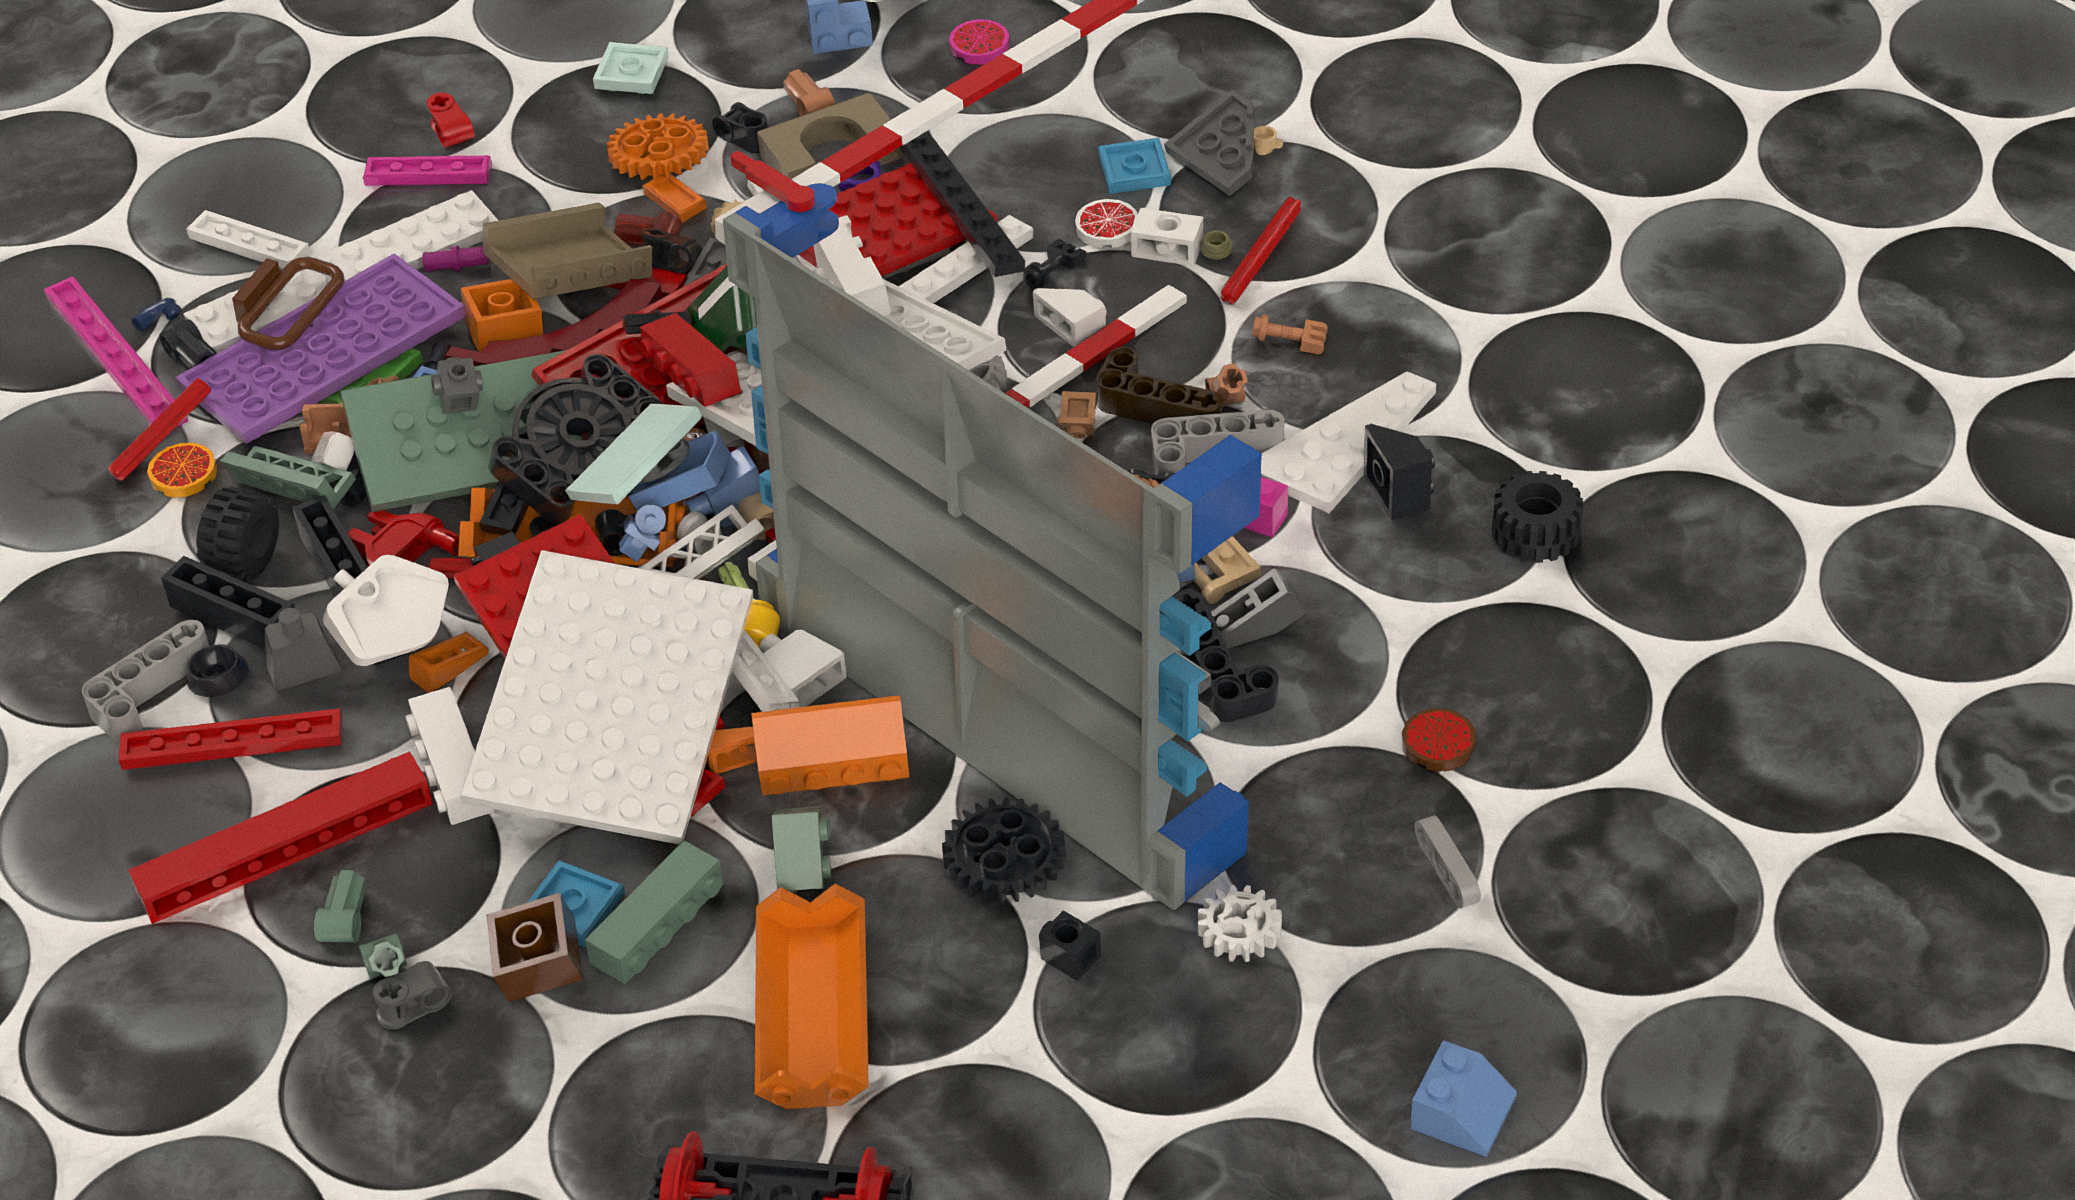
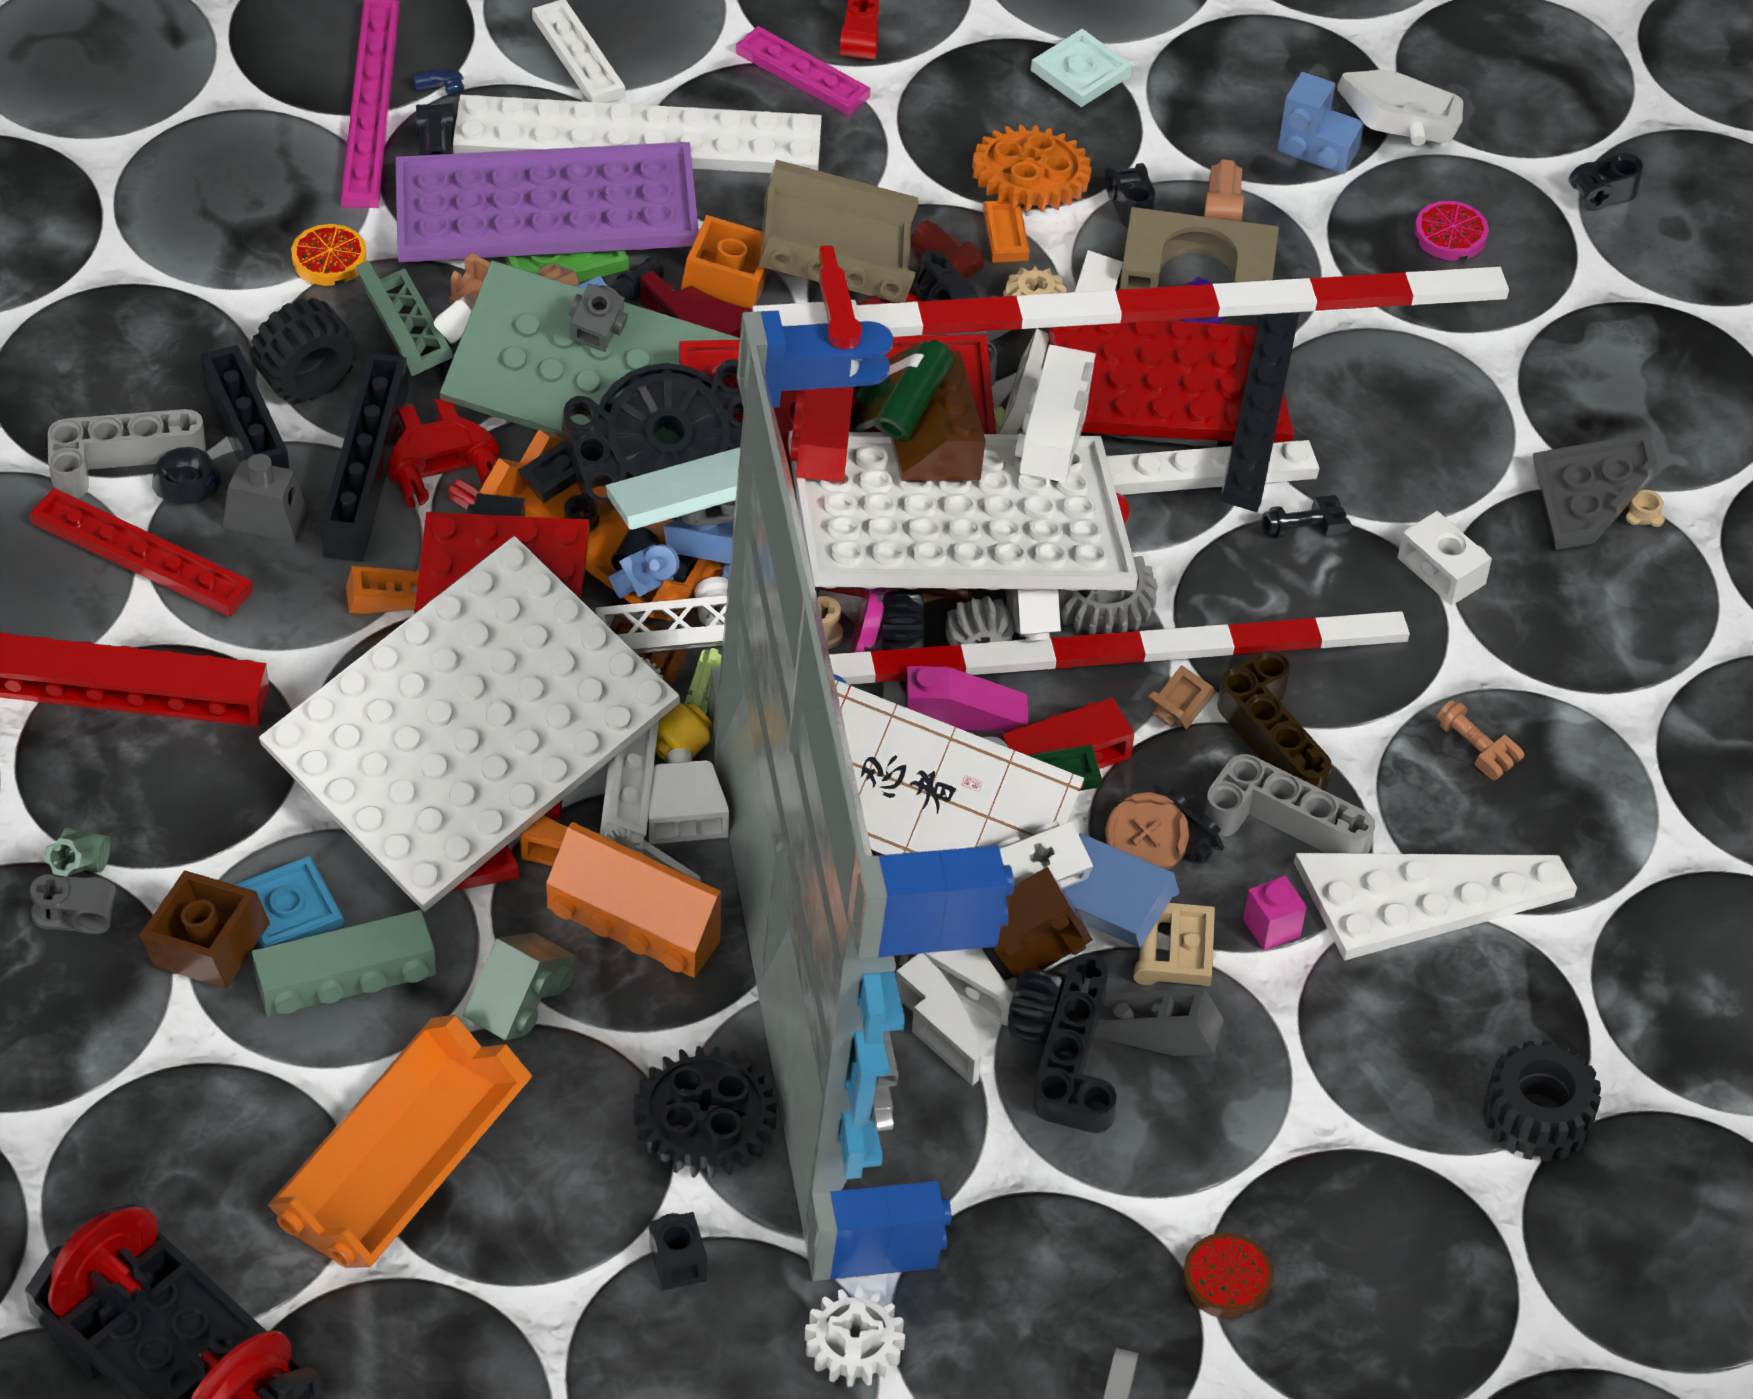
camera: 30 degrees right, 5 degrees up
(159, 429) = (336, 202): red axle -> none
(266, 285) = (539, 110): reddish brown bar -> none
(341, 915) = (80, 790): sand green piece -> none
(386, 609) = (356, 508): white animal -> none
(448, 751) = (318, 654): white brick -> none
(454, 259) = (745, 178): magenta pin -> none
(1069, 313) = (1272, 584): white slope -> none
(1105, 223) = (1398, 503): tile -> none
(1134, 165) = (1487, 459): dark azure tile -> none
(1216, 245) = (1489, 596): olive plate -> none
(1229, 384) = (1352, 760): nougat piece -> none
(1260, 250) = (1531, 629): red axle -> none
(1398, 470) = (1440, 963): black slope -> none

